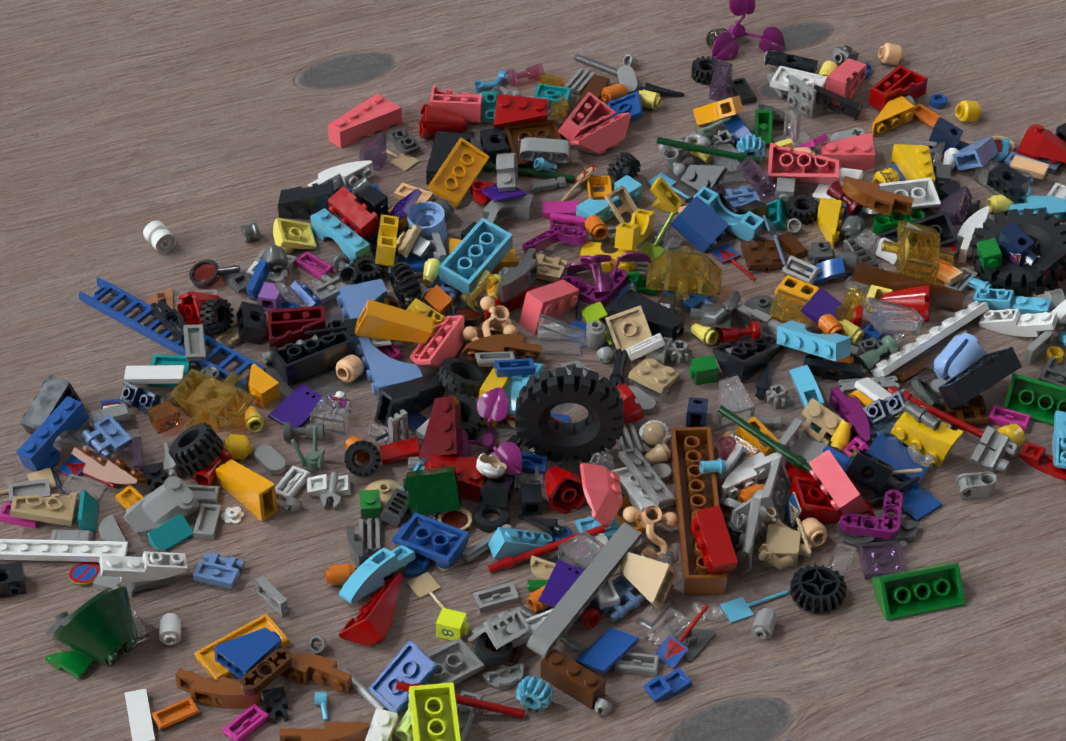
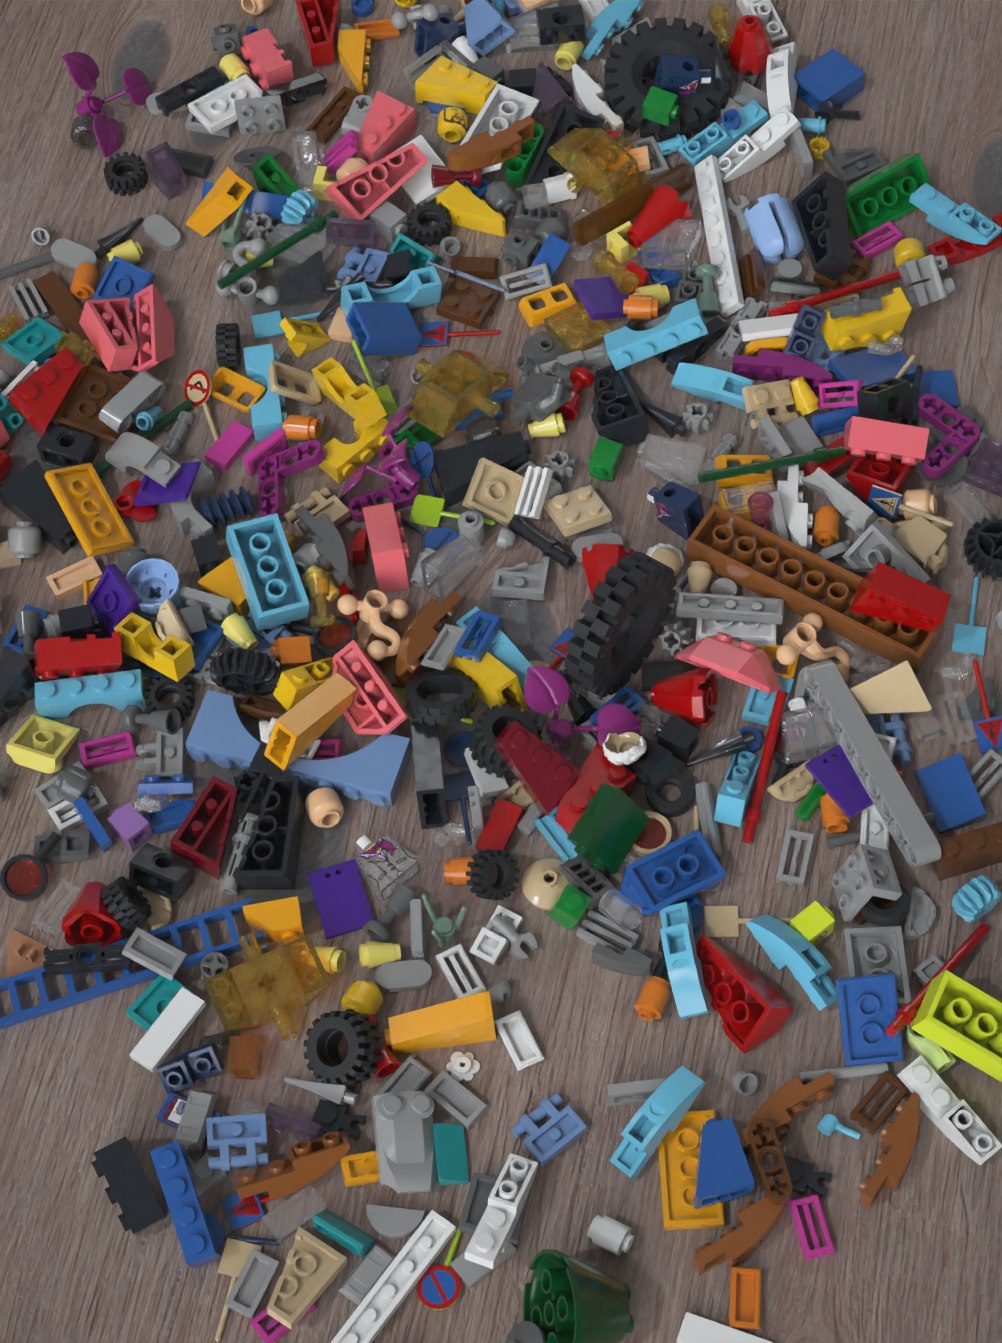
camera: 50 degrees left, 15 degrees up
(260, 606) = (654, 1119): none -> medium azure slope
(266, 529) = (518, 1040): none -> white tile
(272, 437) = (377, 953): none -> light yellow cone
(305, 445) = (417, 929): none -> light grey tile
(355, 713) = (865, 1121): none -> reddish brown tile
(387, 528) = (620, 909): none -> clear brick
(416, 160) = (24, 540): none -> light grey head
(422, 620) = (792, 950): none -> medium azure slope
(518, 228) = (227, 506): none -> dark blue piece
(681, 107) = (162, 232): none -> light grey tile
(713, 466) = (783, 531): medium azure pin -> none
(830, 129) = (333, 115): none -> reddish brown tile
(948, 118) = (427, 11): none -> light grey piece
(978, 485) = (954, 323): light grey piece -> none
(1019, 295) = (728, 119): none -> blue hinge

